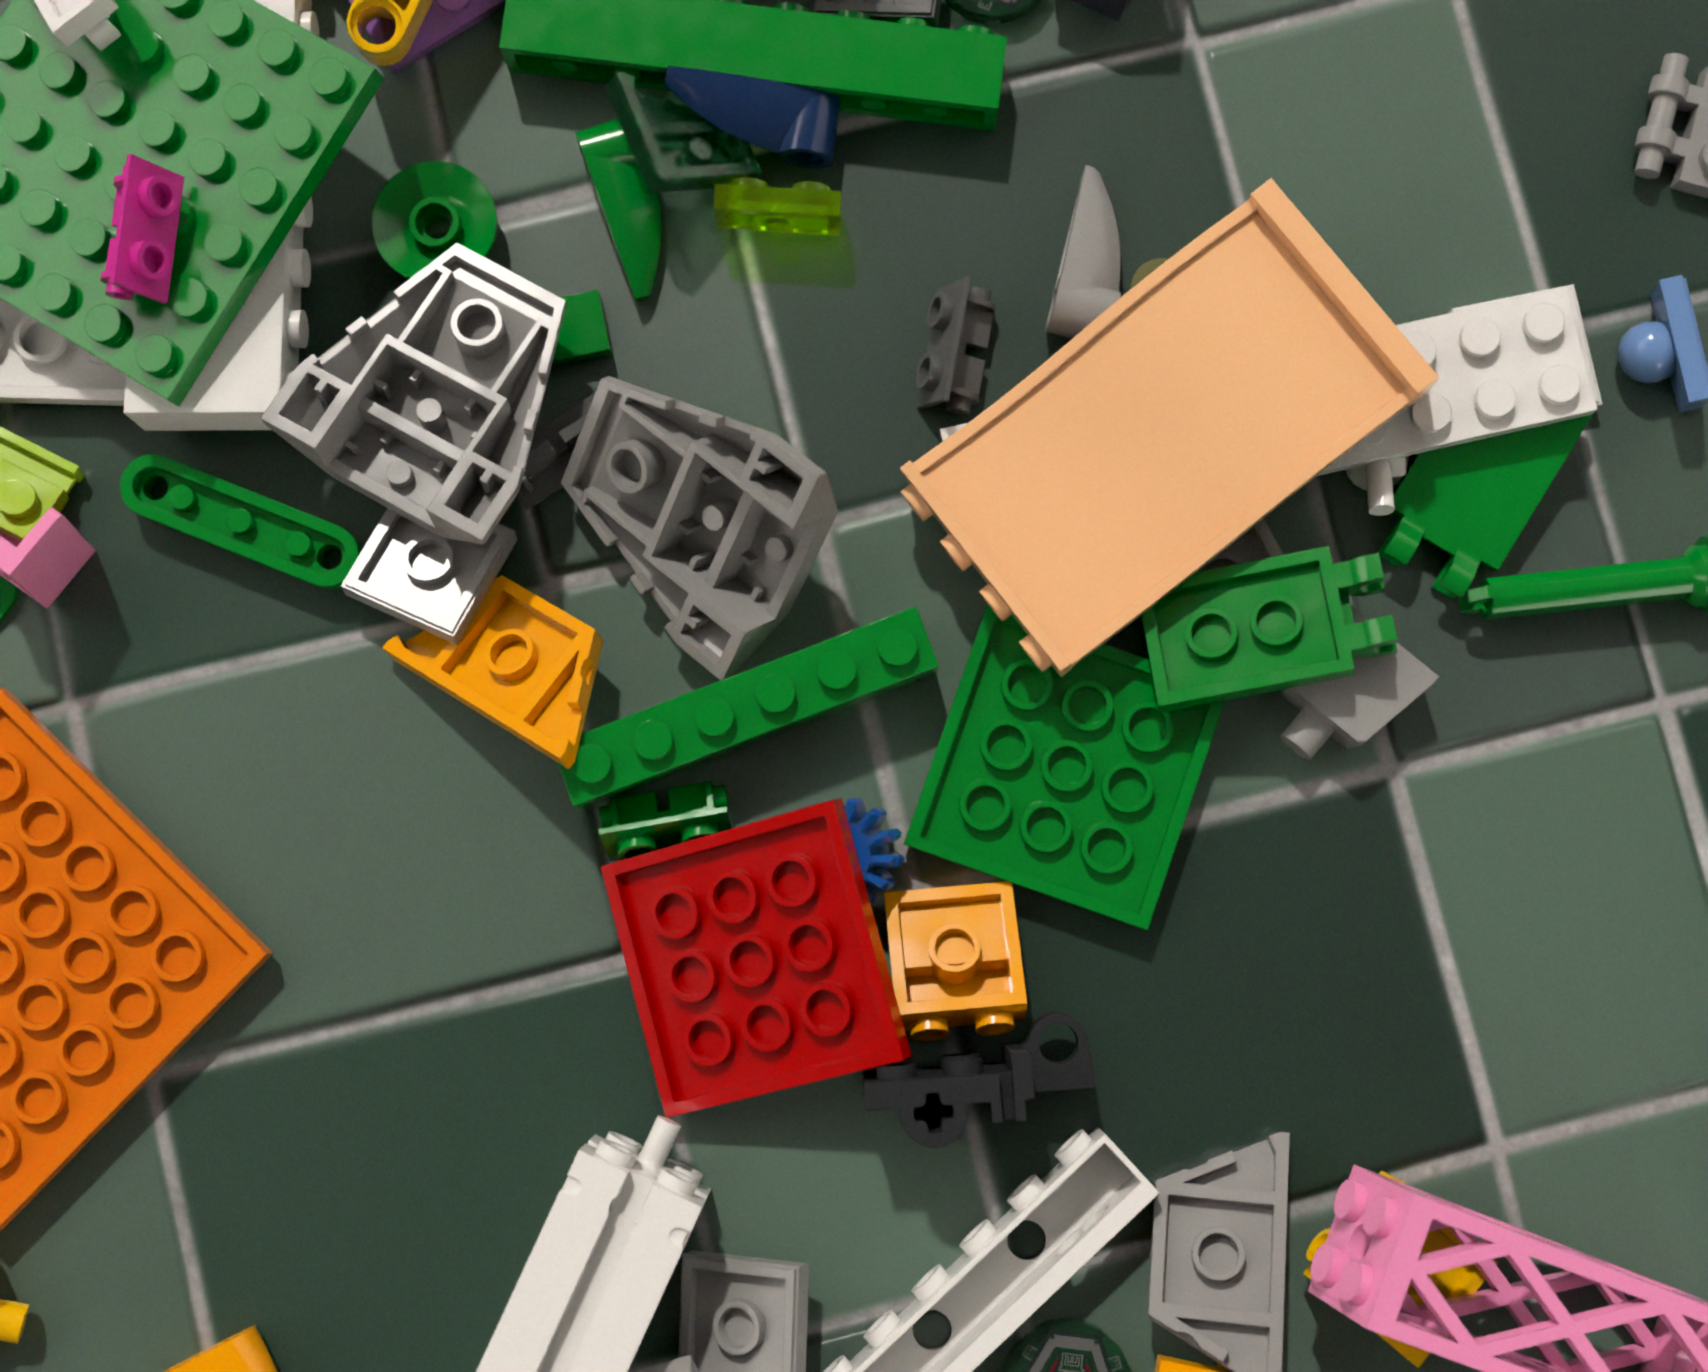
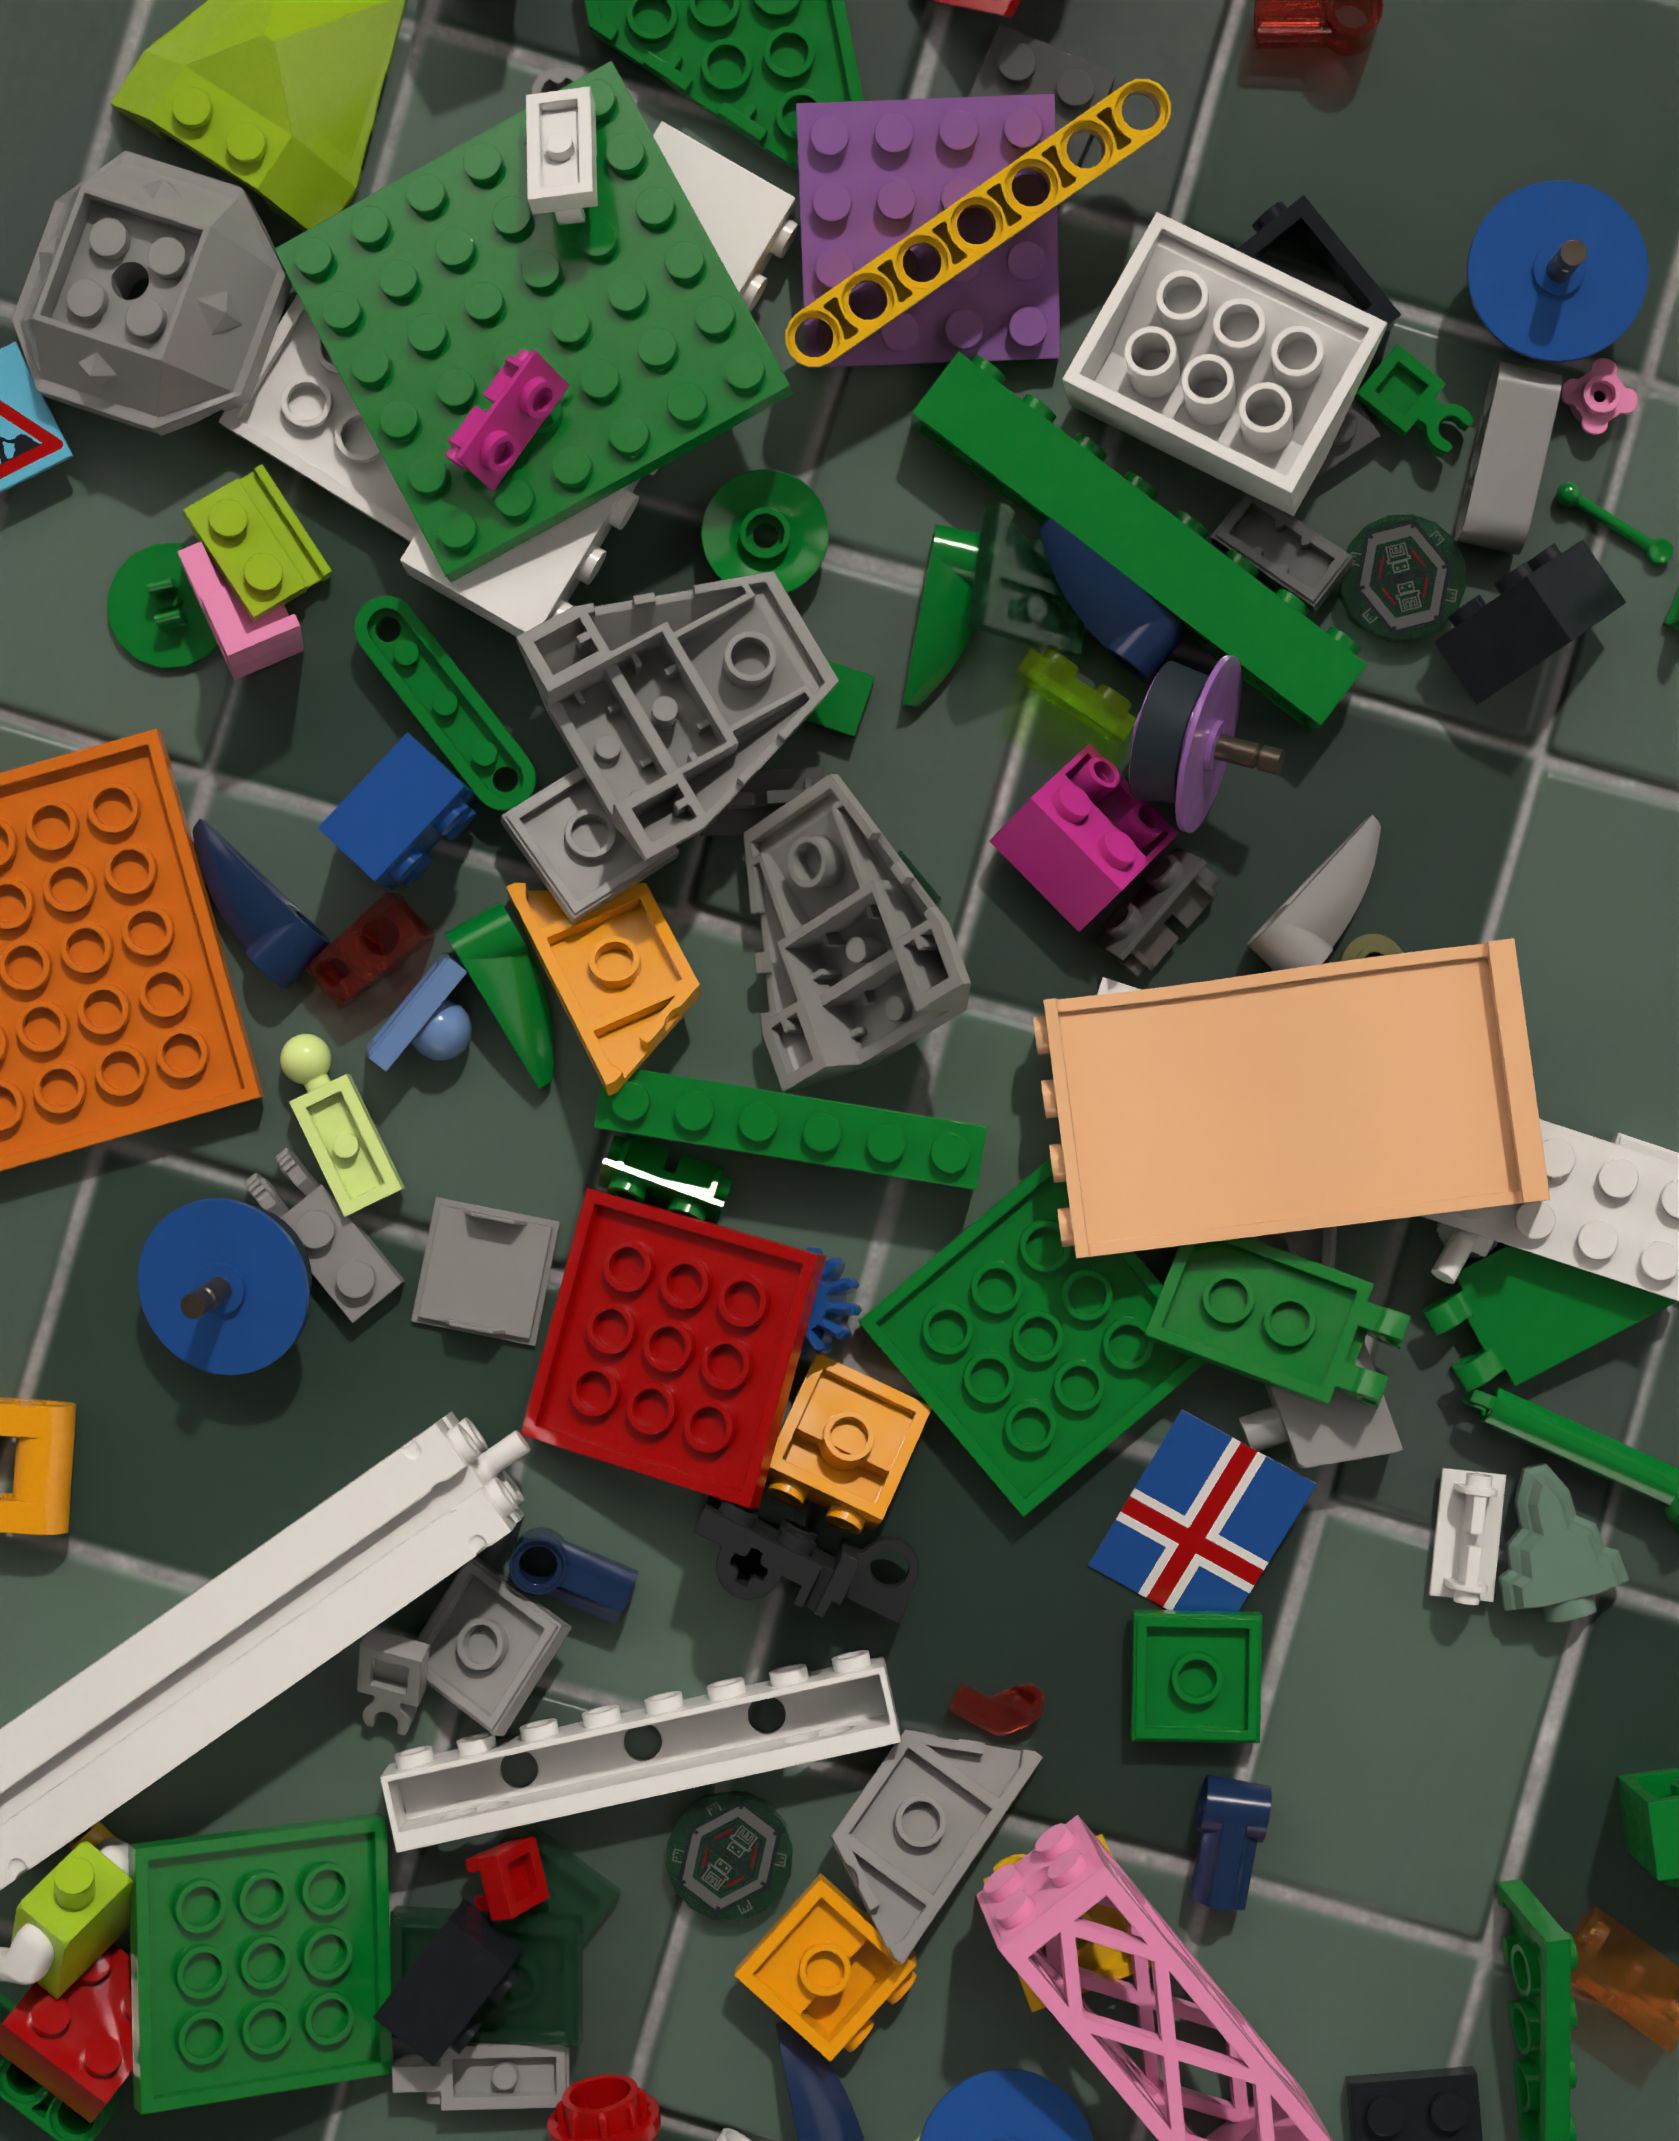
camera: 30 degrees right, 5 degrees up
(178, 796) = (260, 916): none -> dark blue piece
(249, 631) = (400, 814): none -> blue brick
(292, 770) = (369, 949): none -> clear red leg
(324, 1137) = (225, 1285): none -> blue piece
(353, 941) = (338, 1127): none -> yellowish green plate
(385, 802) = (426, 1019): none -> medium blue tile
(399, 1046) = (336, 1245): none -> light grey hinge
(433, 730) = (509, 984): none -> green piece
(555, 993) = (485, 1271): none -> light grey piece
(791, 1214) = (580, 1577): none -> dark blue piece
(853, 320) = (1083, 837): none -> dark pink slope
(891, 180) = (1189, 737): none -> piece
(1230, 1114) = (999, 1713): none -> clear red arm
(1304, 846) = (1201, 1520): none -> sticker
(1379, 982) = (1196, 1676): none -> green plate
(1488, 1092) = (1230, 1823): none -> dark blue piece
(1535, 723) = (1467, 1535): none -> white hinge
(1619, 693) = (1554, 1553): none -> sand green rock

